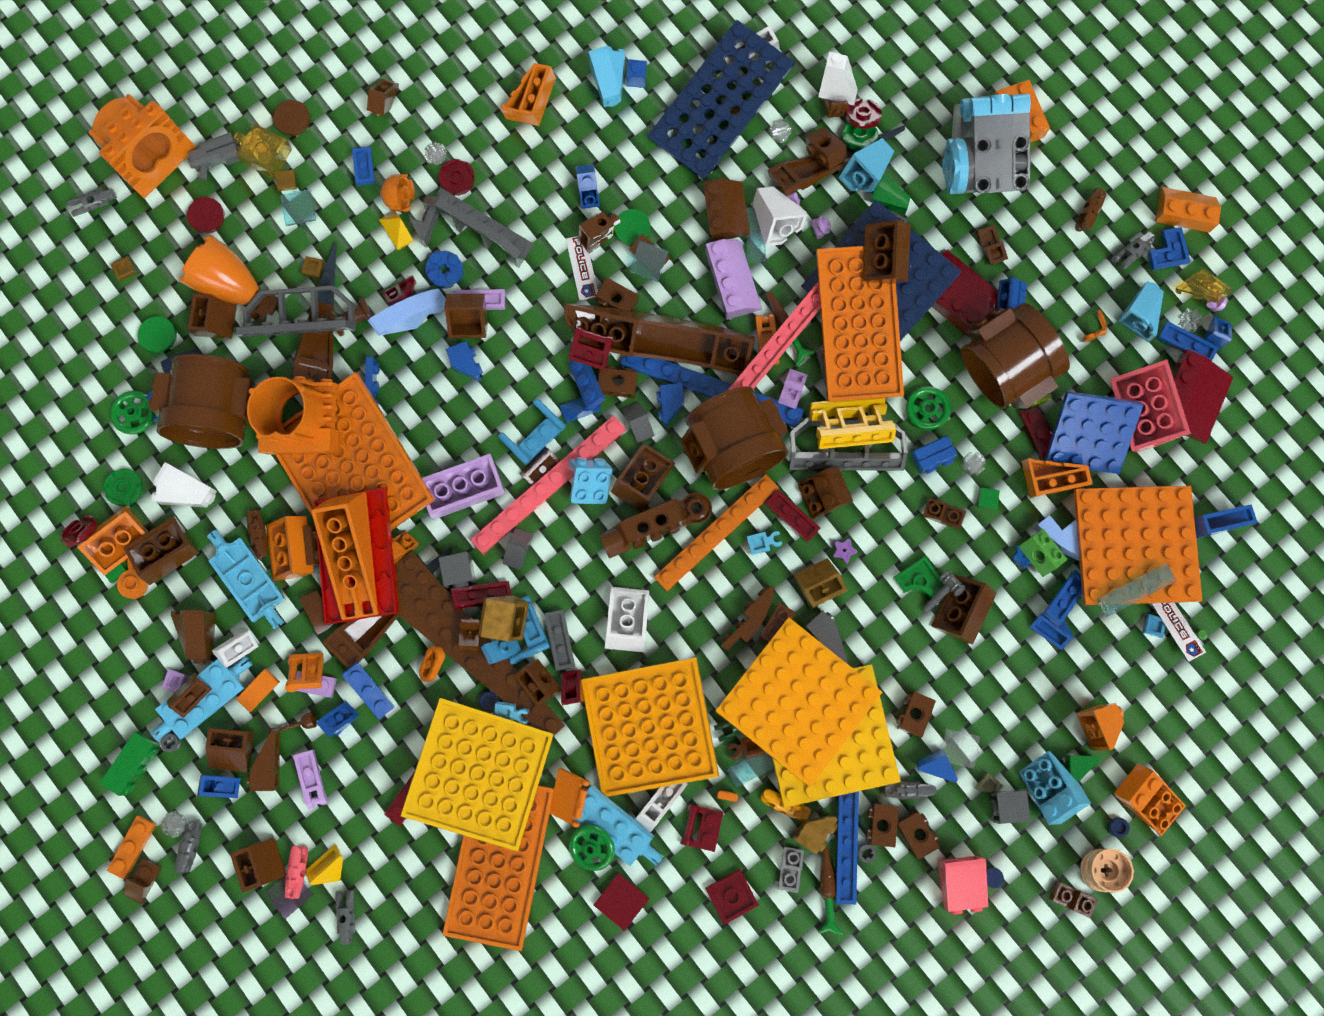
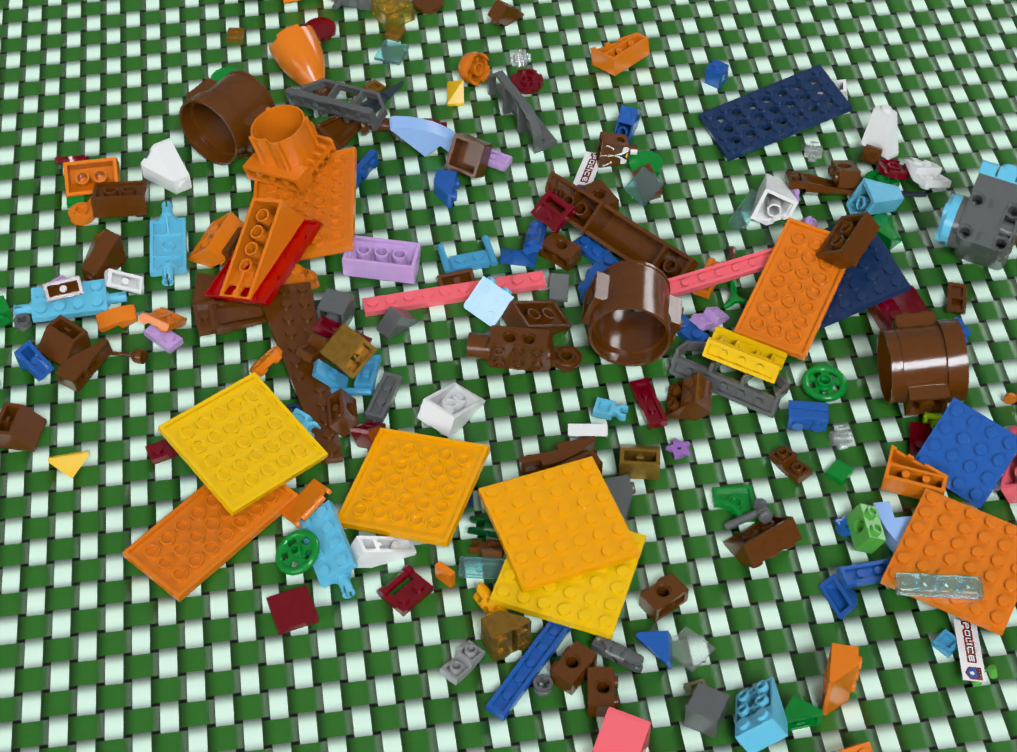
camera: 30 degrees right, 30 degrees down
(123, 487) = (127, 154): green tile -> none
(126, 427) = (169, 115): green plate -> none
(211, 317) = (276, 79): reddish brown slope -> none
(257, 533) = (199, 223): reddish brown hinge -> none
(285, 905) = (24, 466): piece -> none
(296, 872) = (43, 449): coral hinge -> none
(310, 778) = (107, 394): lavender plate -> none
(338, 719) = (161, 364): blue slope -> none
(346, 925) = (55, 501): dark grey hinge -> none
(363, 166) = (459, 46): blue plate -> none
(368, 690) = (201, 354): blue plate -> none
(425, 229) = (481, 97): dark grey slope -> none
(441, 259) = (481, 125): blue plate -> none
(608, 73) = (693, 63): medium azure slope -> none
(716, 533) = (570, 387): orange plate -> none
(726, 209) = (731, 180): reddish brown slope -> none
(731, 896) = (393, 657): dark red tile -> none
(732, 278) = (707, 226): lavender slope -> none
(761, 581) = (587, 430): none -> white slope
(828, 891) = (484, 695): reddish brown piece -> none
(897, 105) = (927, 174): none -> white plate

